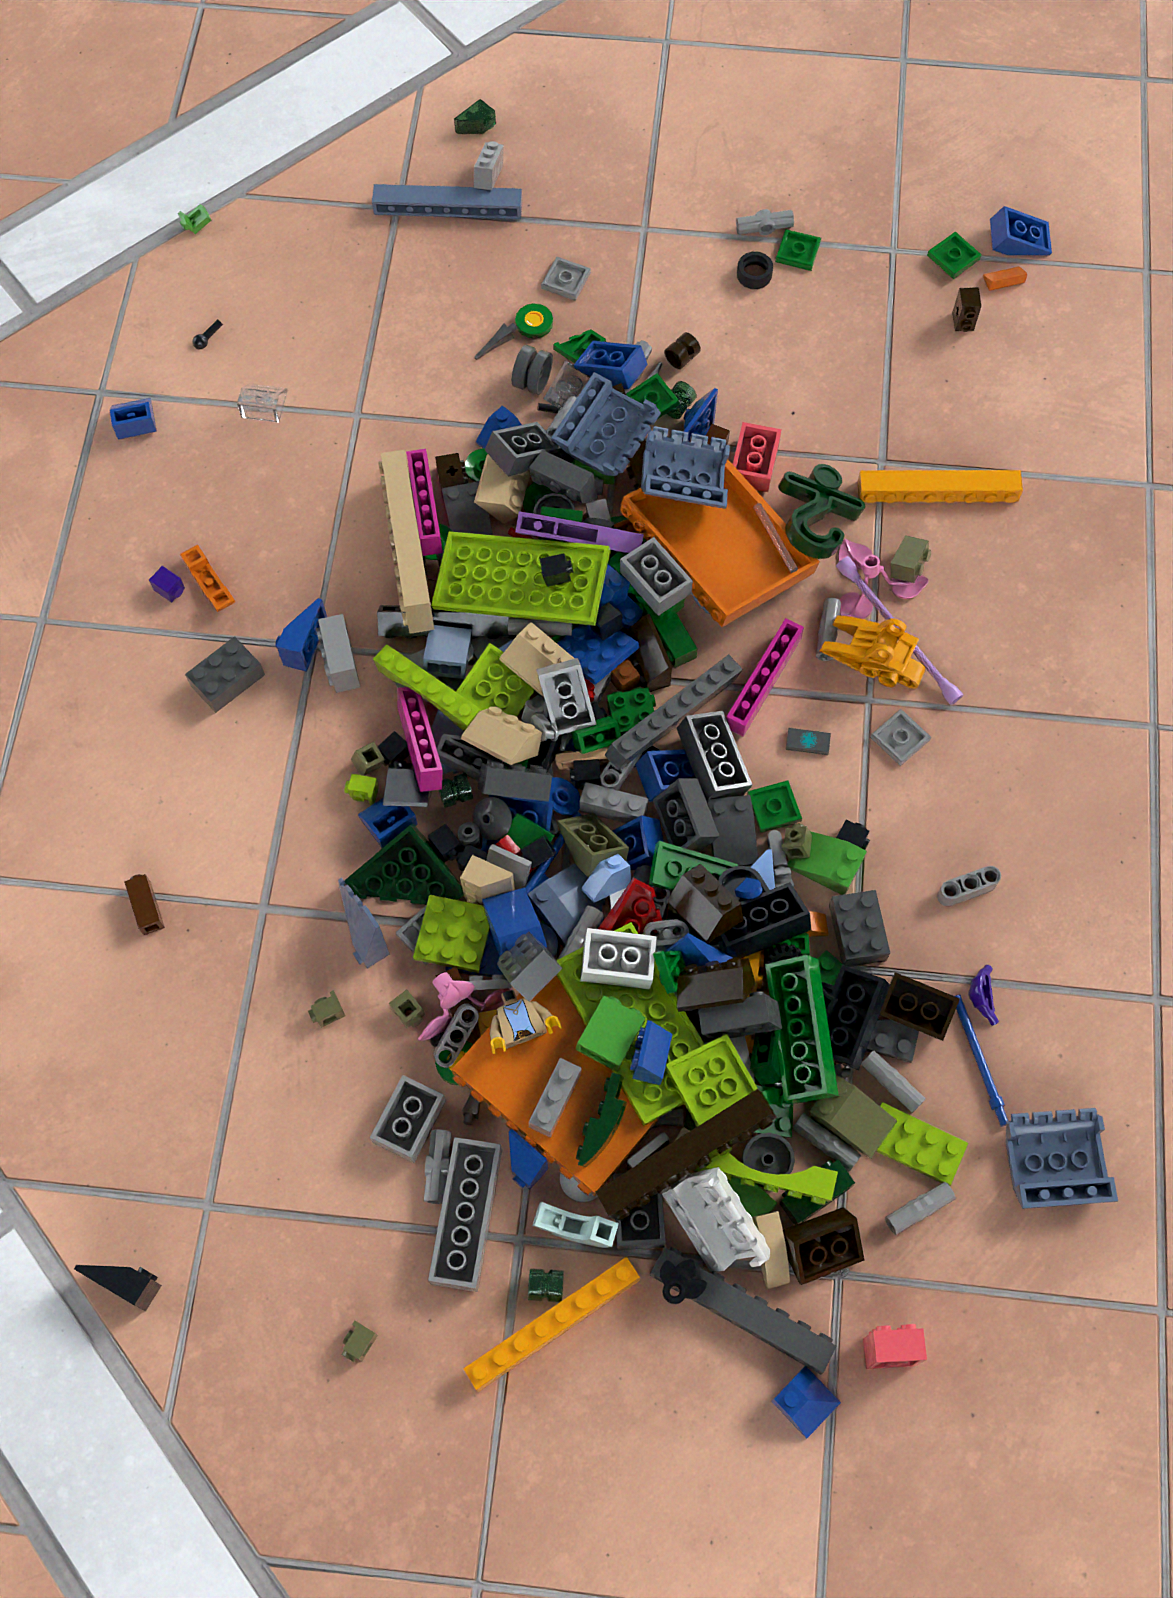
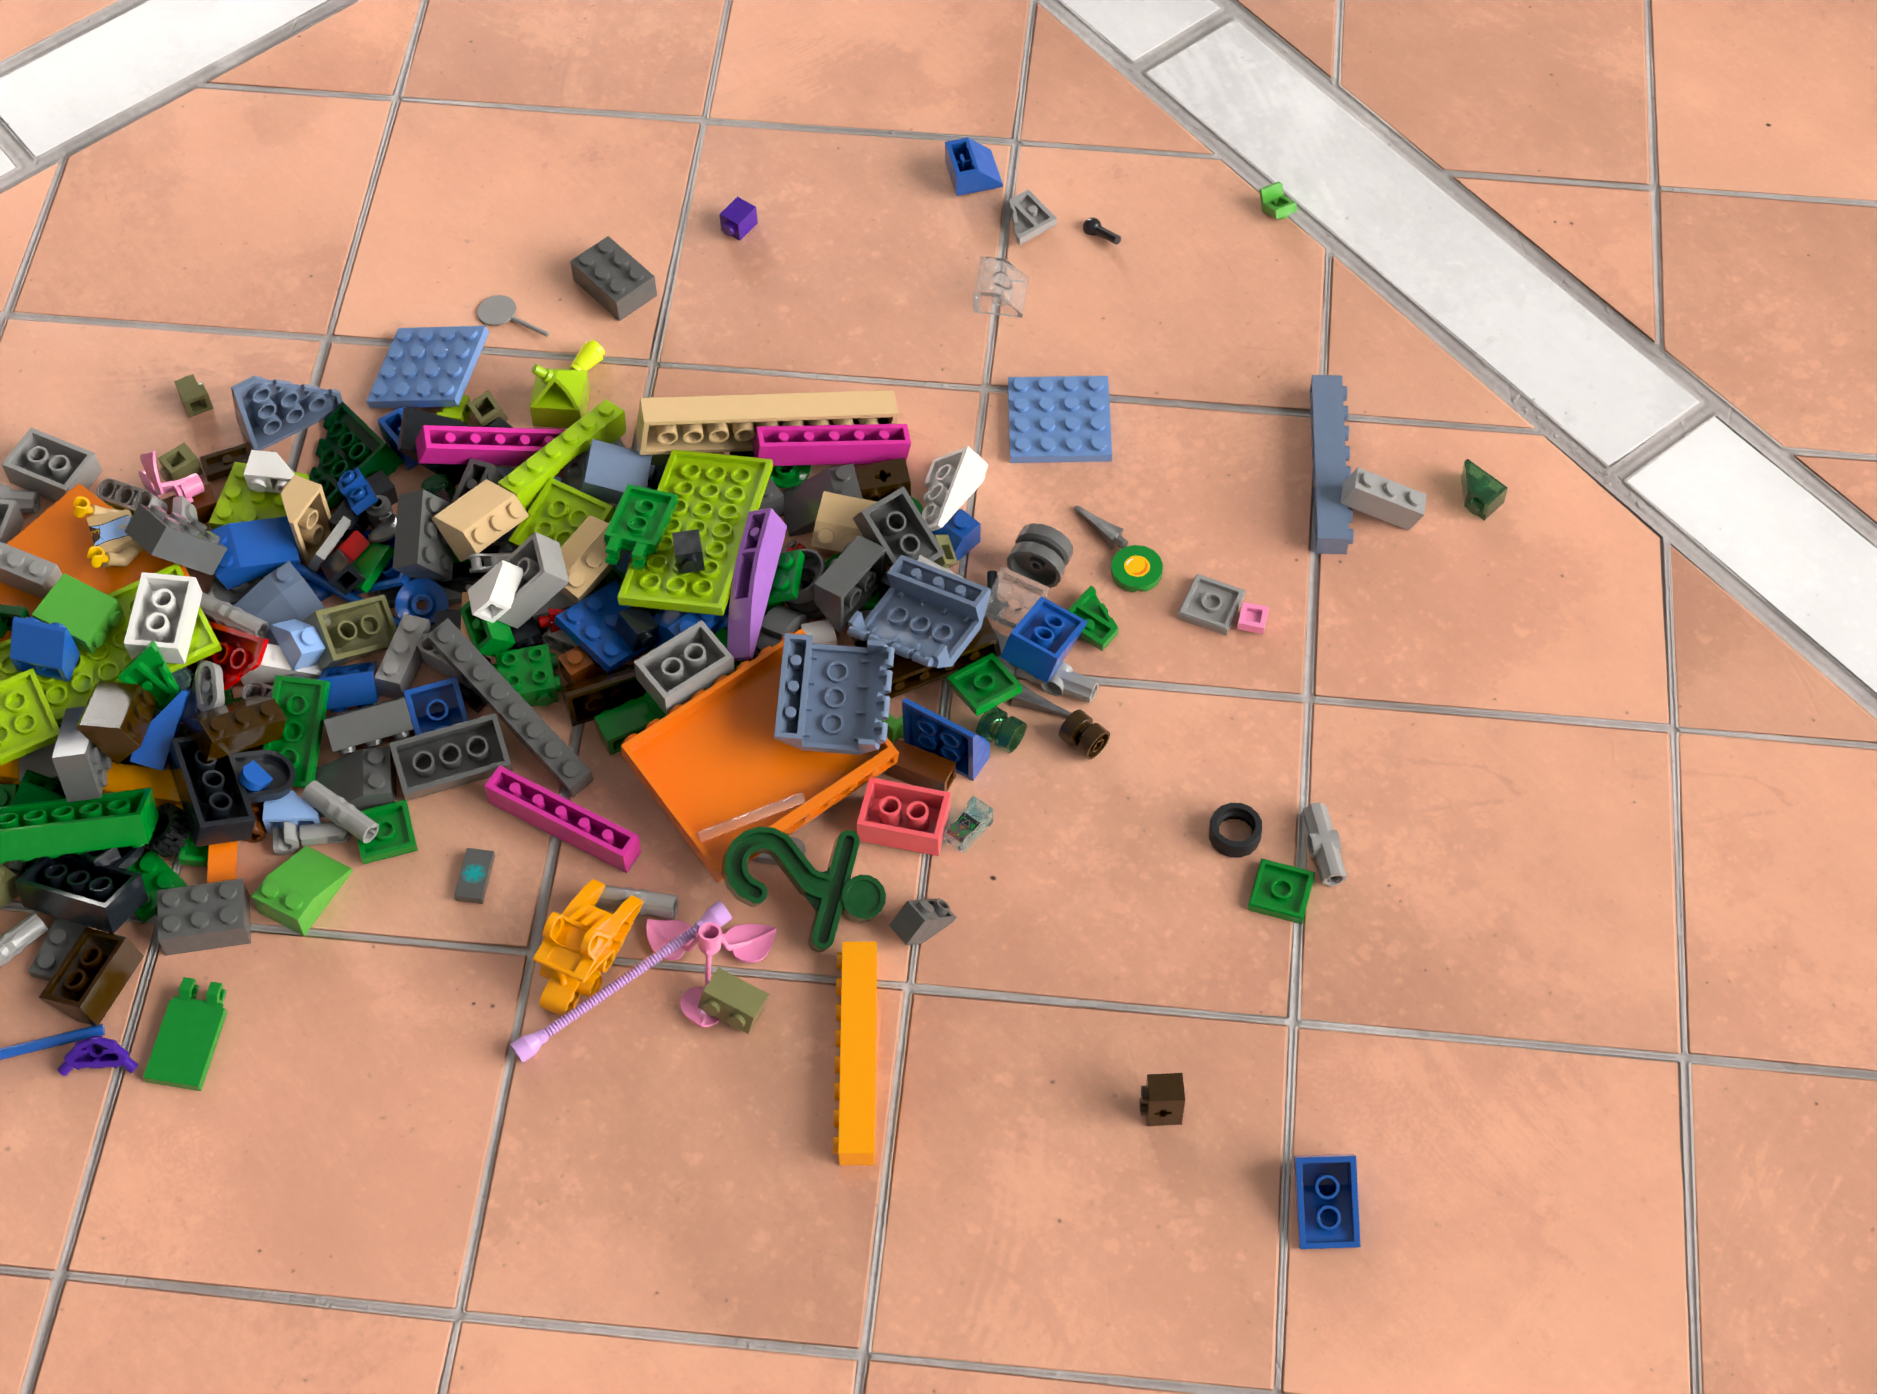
camera: 90 degrees right, 10 degrees down
(144, 904) = (340, 231): reddish brown brick -> none
(188, 380) = (1029, 216): none -> light grey wing
(207, 578) = (744, 259): orange slope -> none
(247, 768) = (500, 310): none -> light grey piece
(300, 637) = (651, 341): blue slope -> none
(307, 690) = (588, 356): none -> neon yellow cone
(314, 811) = (428, 367): none -> medium blue plate
(337, 653) = (627, 374): light grey brick -> none
(353, 707) = (558, 396): none -> lime piece
(392, 365) = (1059, 419): none -> medium blue plate
(403, 970) = (221, 462): none -> dark brown plate
(437, 914) = (266, 472): none -> white slope
(456, 847) = (356, 490): none -> blue slope
(459, 430) = (950, 484): none -> white wedge
(521, 611) = (639, 524): none -> green tile
(581, 252) = (1253, 618): none -> bright pink plate
(585, 714) = (495, 591): none -> white slope
(752, 415) = (969, 825): none -> clear light blue leg
(767, 831) = (340, 811): none -> light grey axle
(797, 842) = (328, 850): olive brick -> none
(836, 448) = (921, 920): none -> dark grey slope
(854, 833) = (329, 916): black brick -> none
(900, 737) = (470, 985): light grey tile -> none
(954, 255) = (1281, 1100): green plate -> none
(959, 931) = (187, 1037): none -> green tile
(976, 879) = (250, 1058): light grey beam -> none
(1005, 278) = (1245, 1173): orange slope -> none

